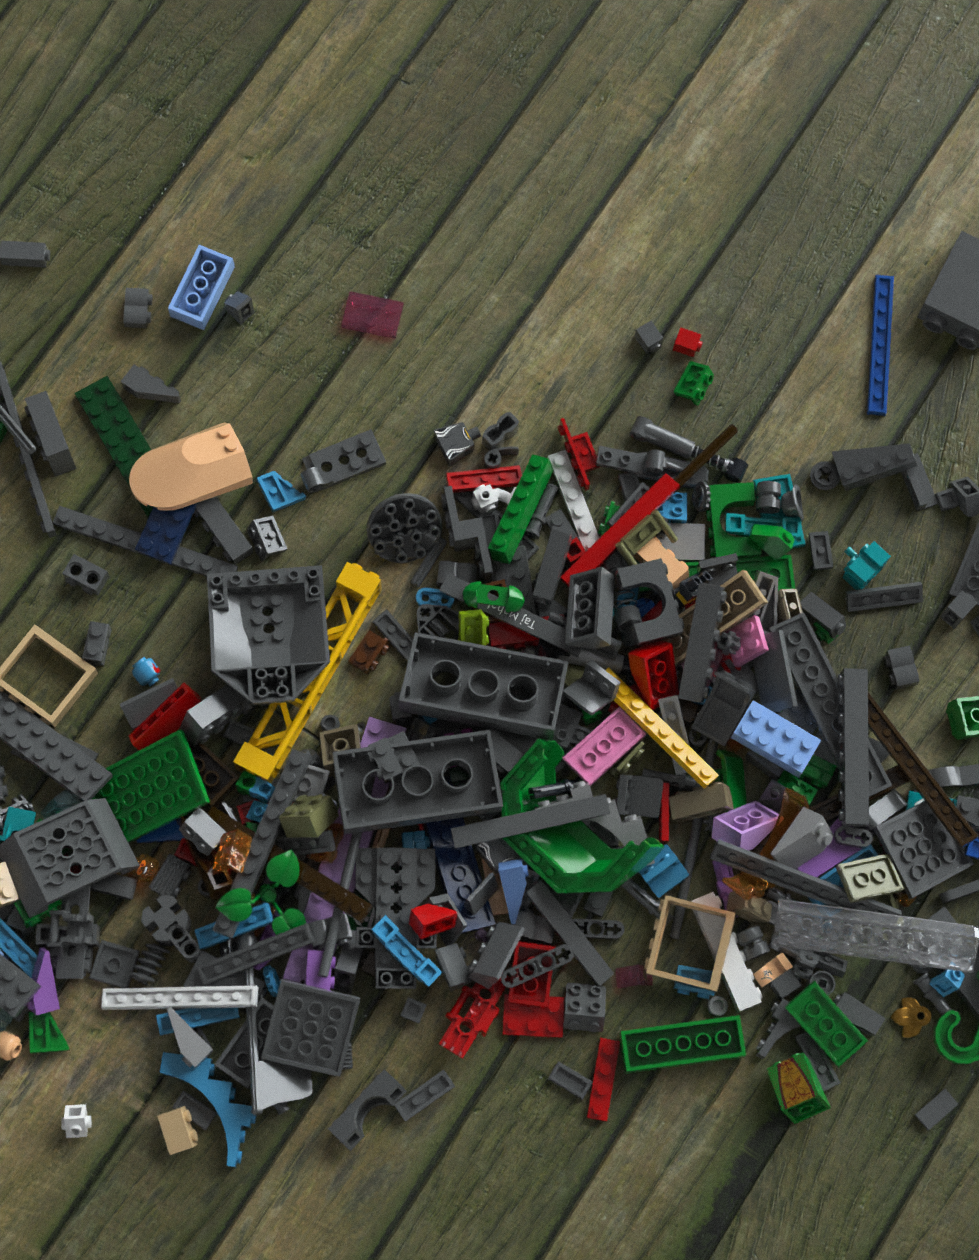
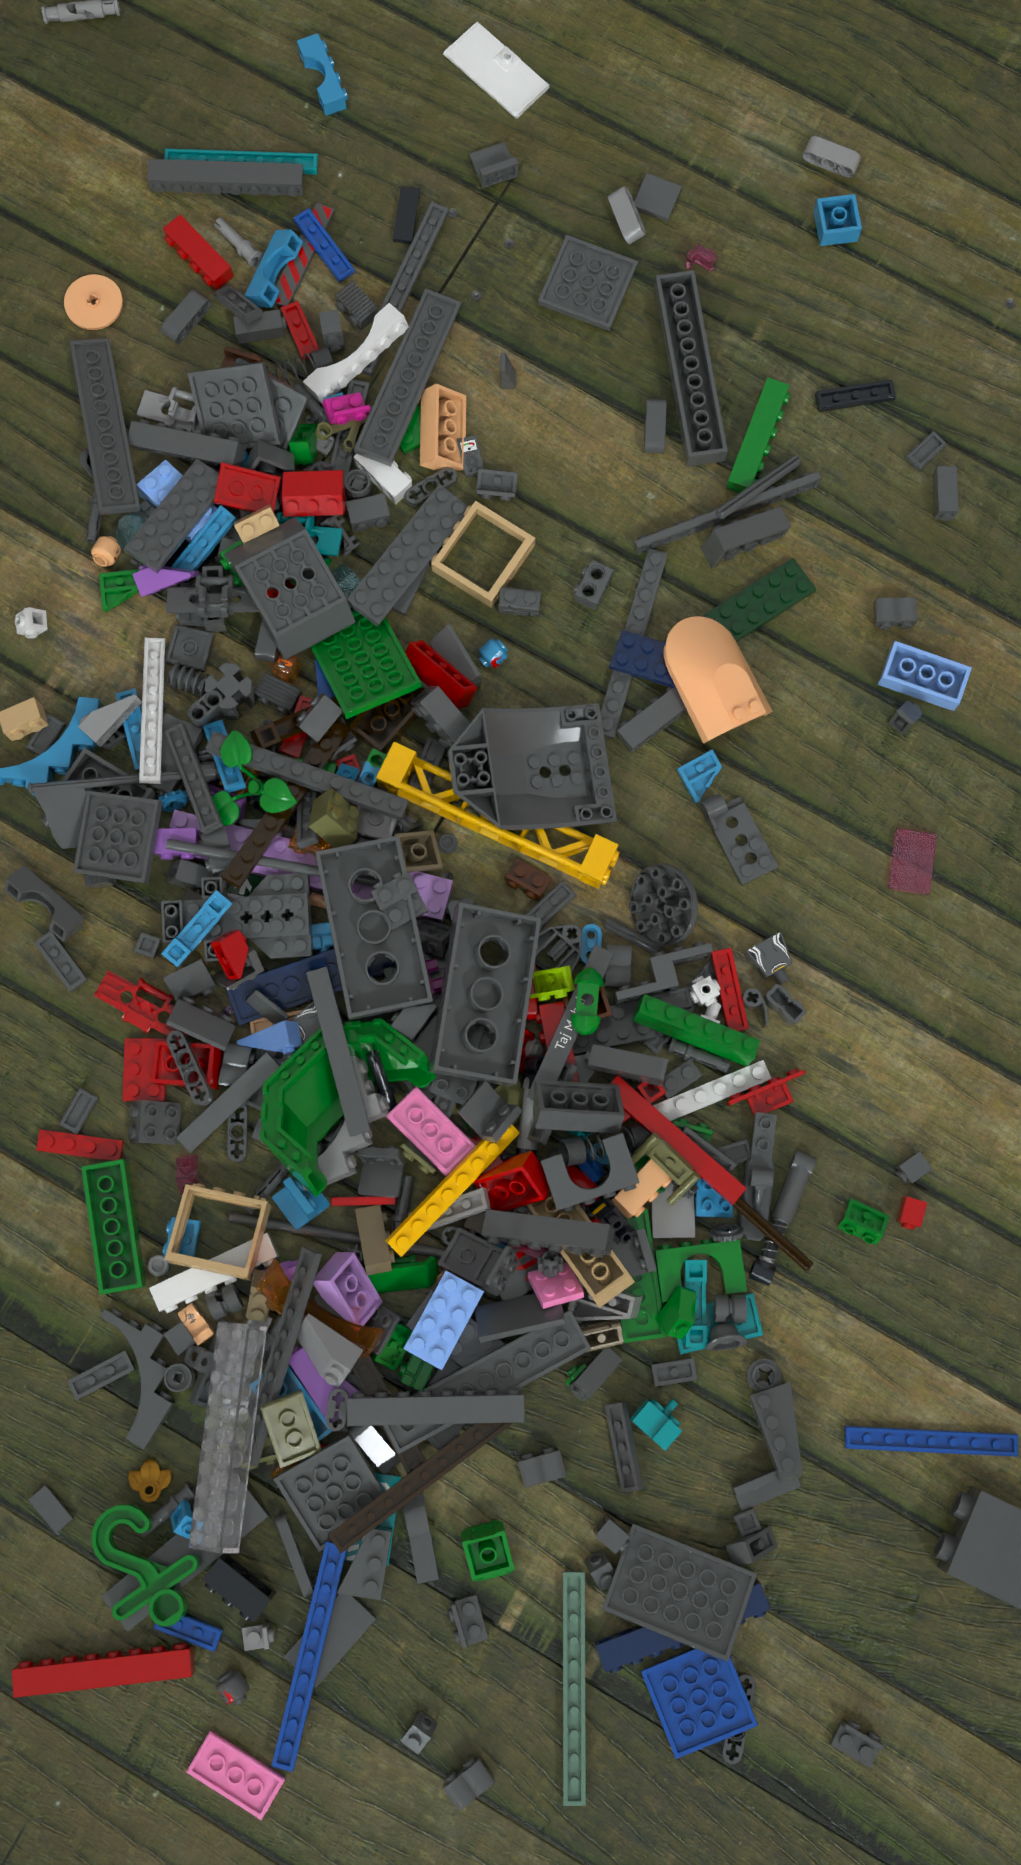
camera: 90 degrees right, 5 degrees up
(145, 386) = (806, 627): dark grey slope -> none
(232, 851) = (294, 745): clear orange bracket -> none
(266, 537) = (647, 765): dark grey bracket -> none
(798, 1088) = (68, 1352): slope -> none
(826, 1023) = (135, 1382): green tile -> none

